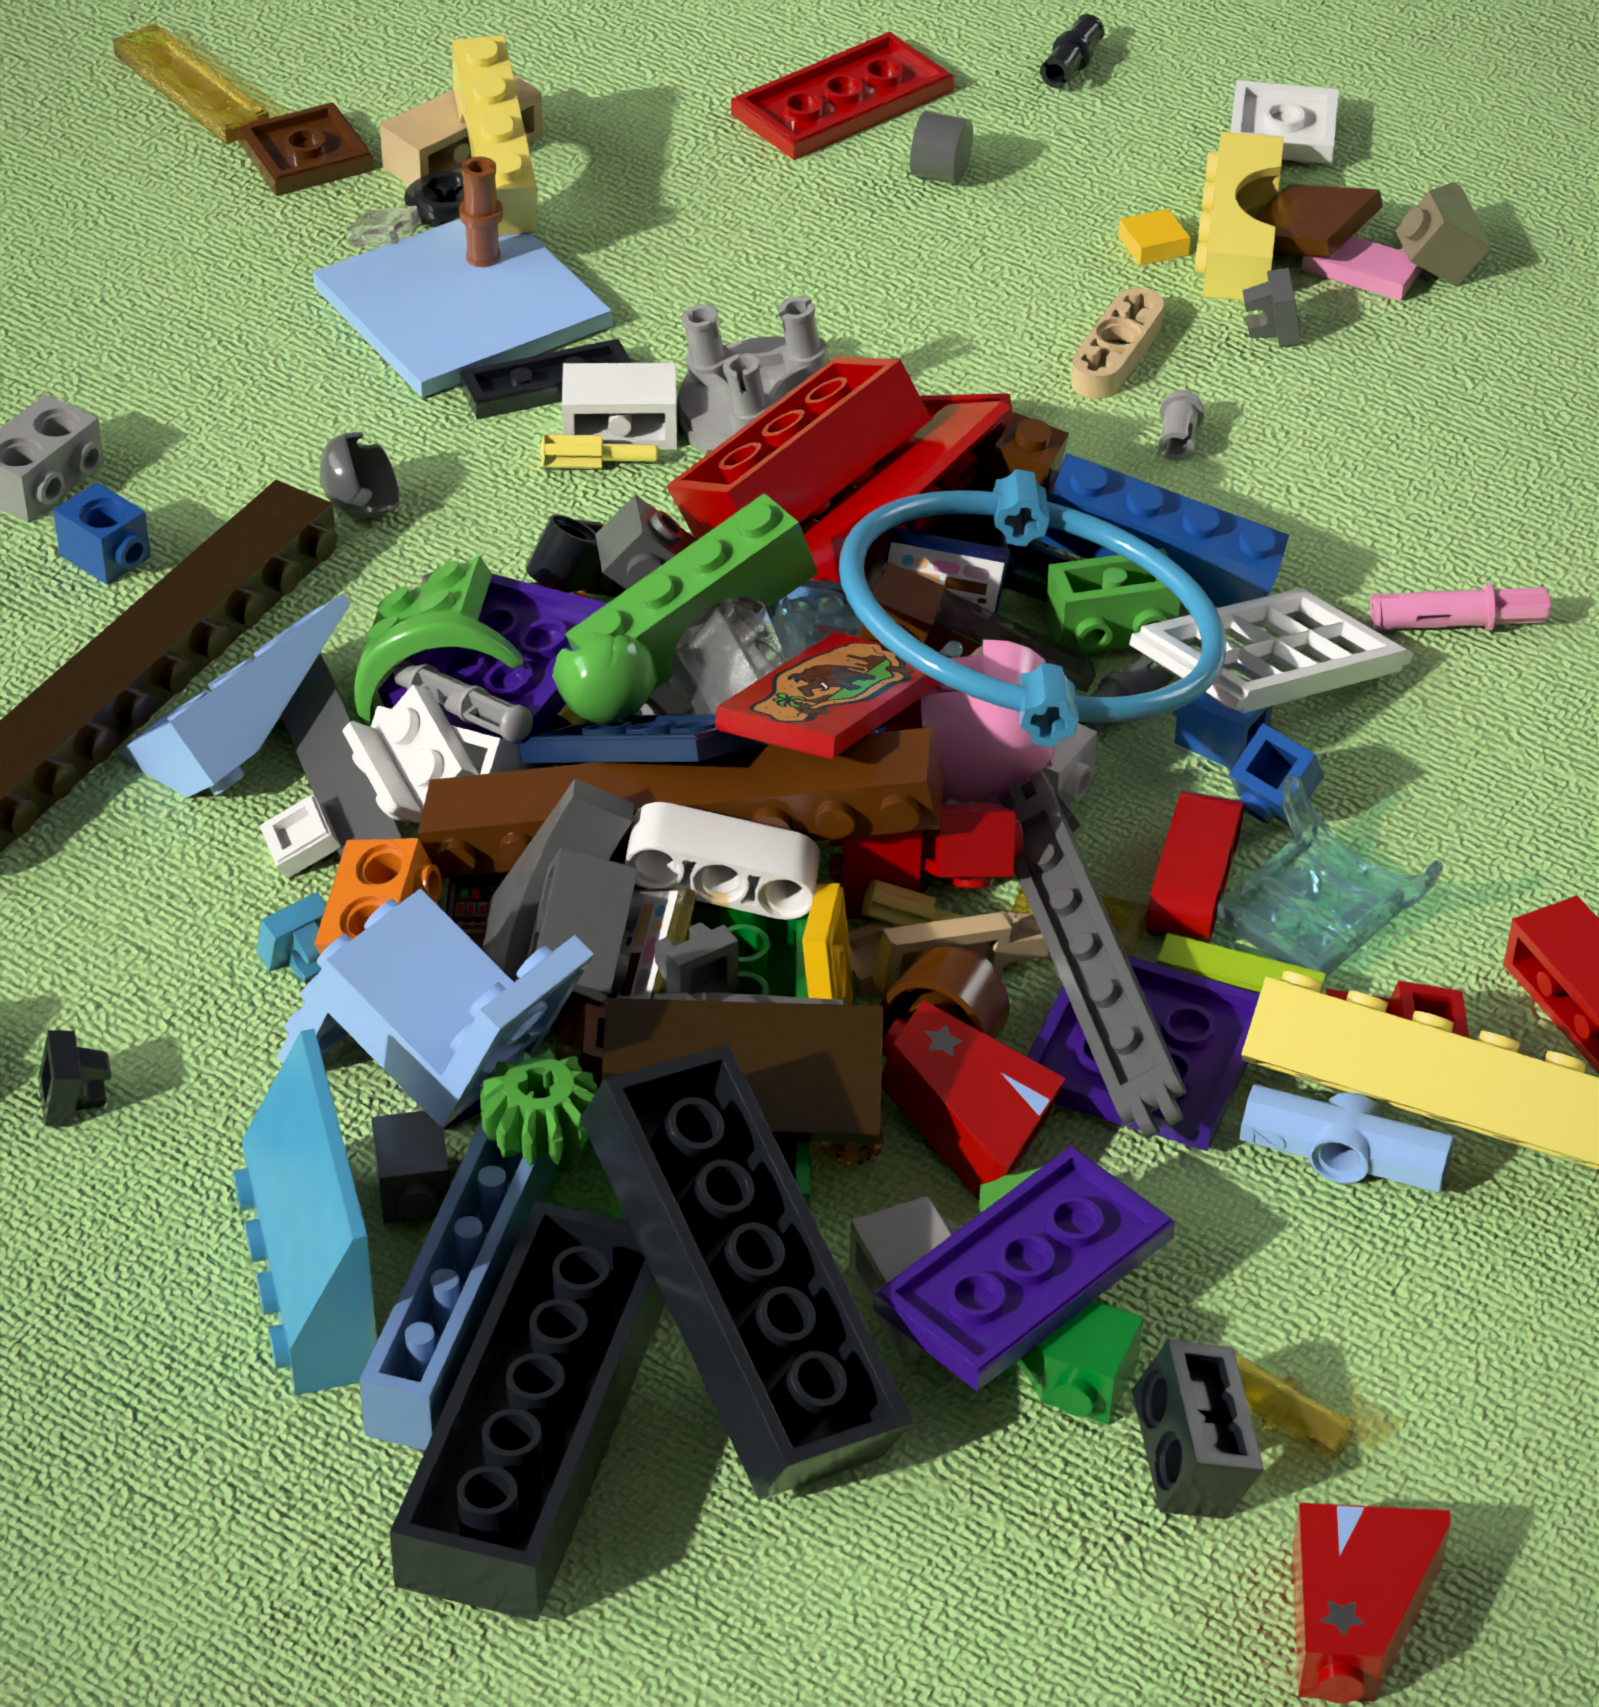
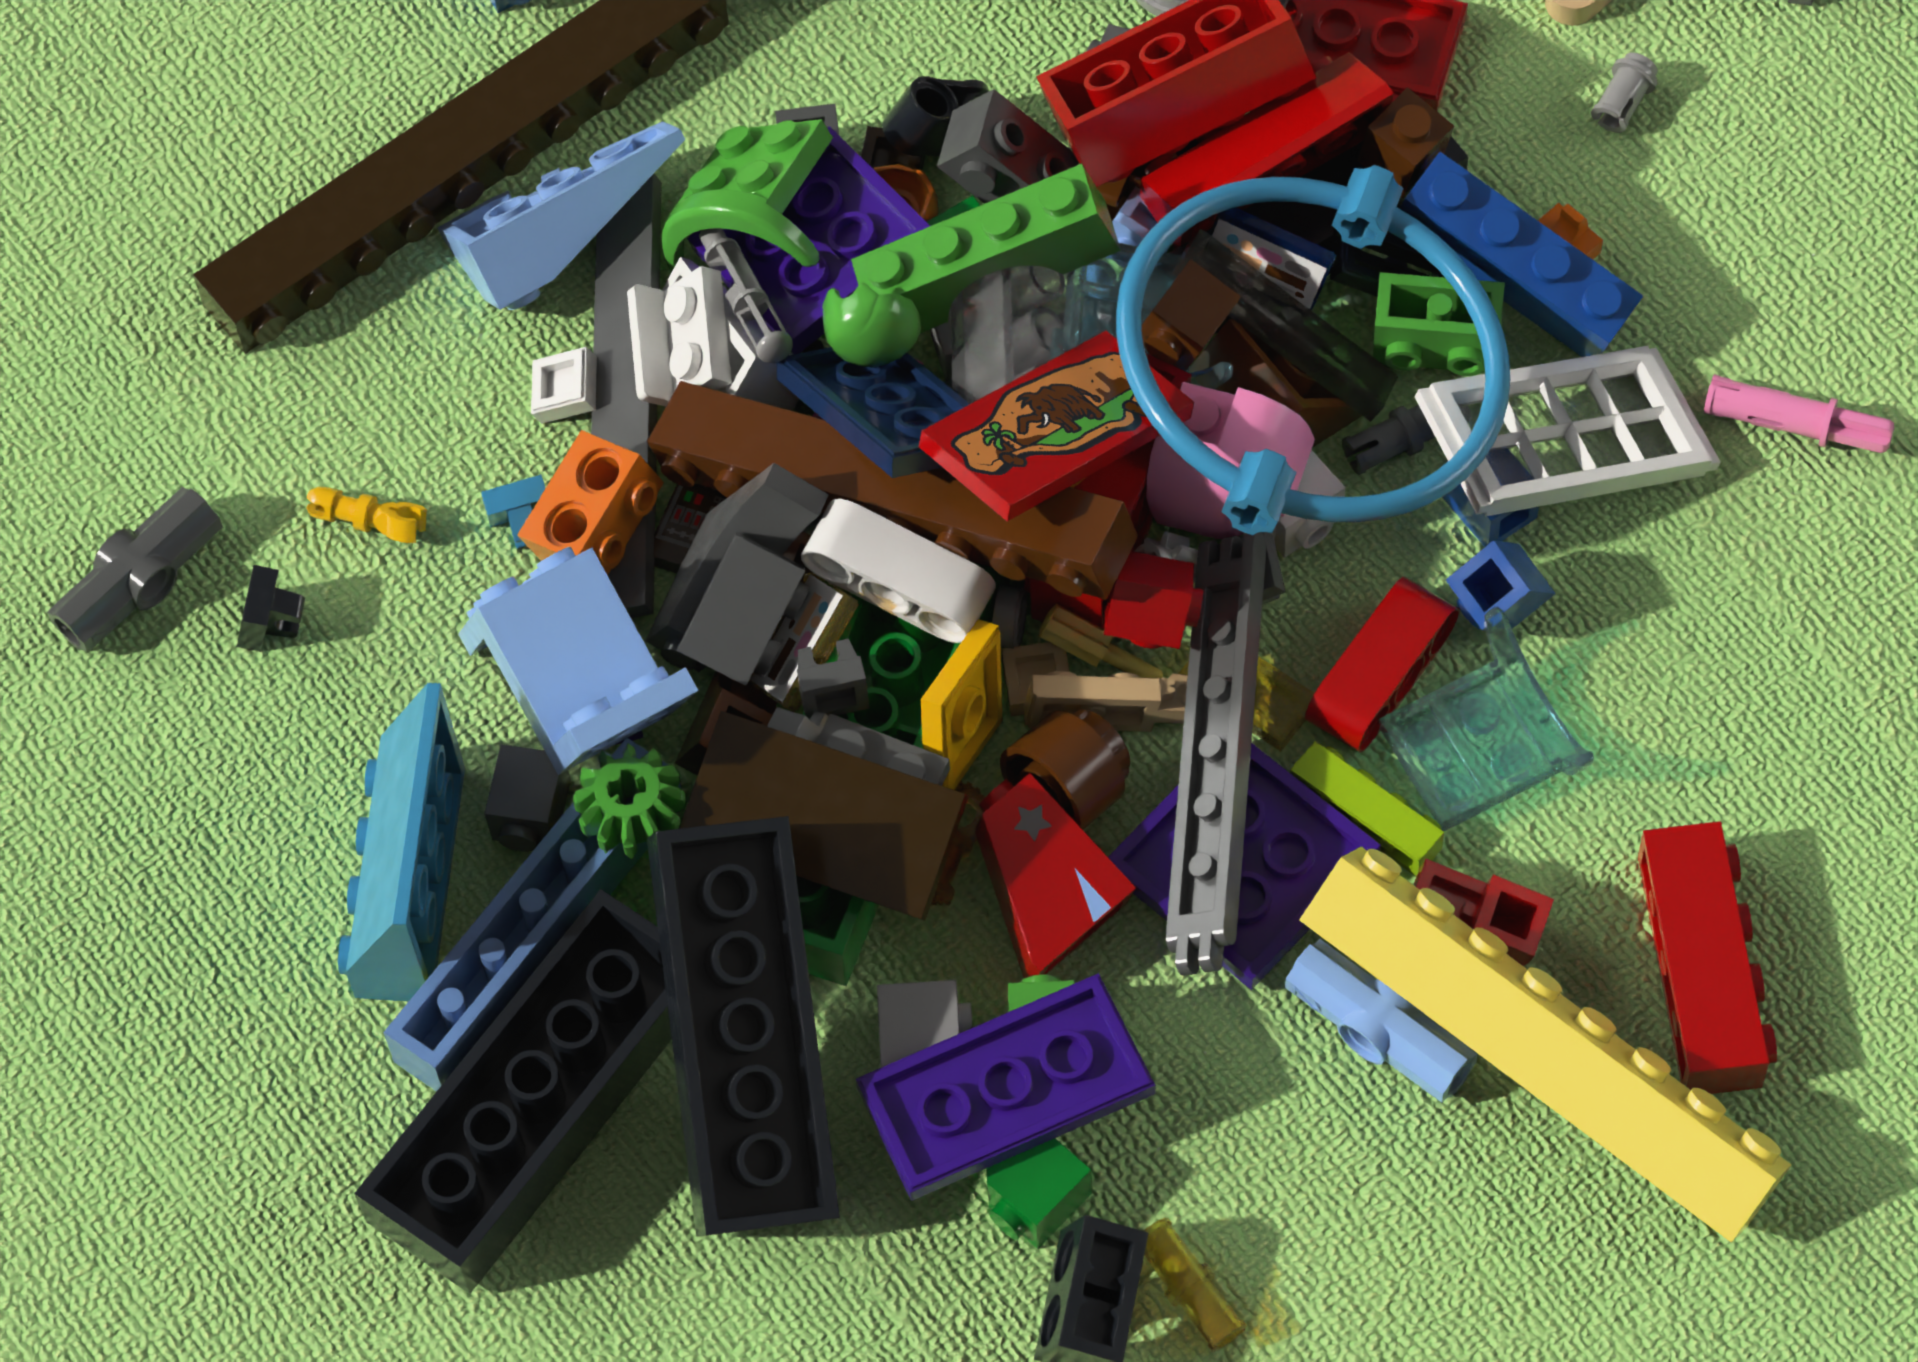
camera: 25 degrees right, 20 degrees up
(139, 981) = (392, 519): none -> yellow piece

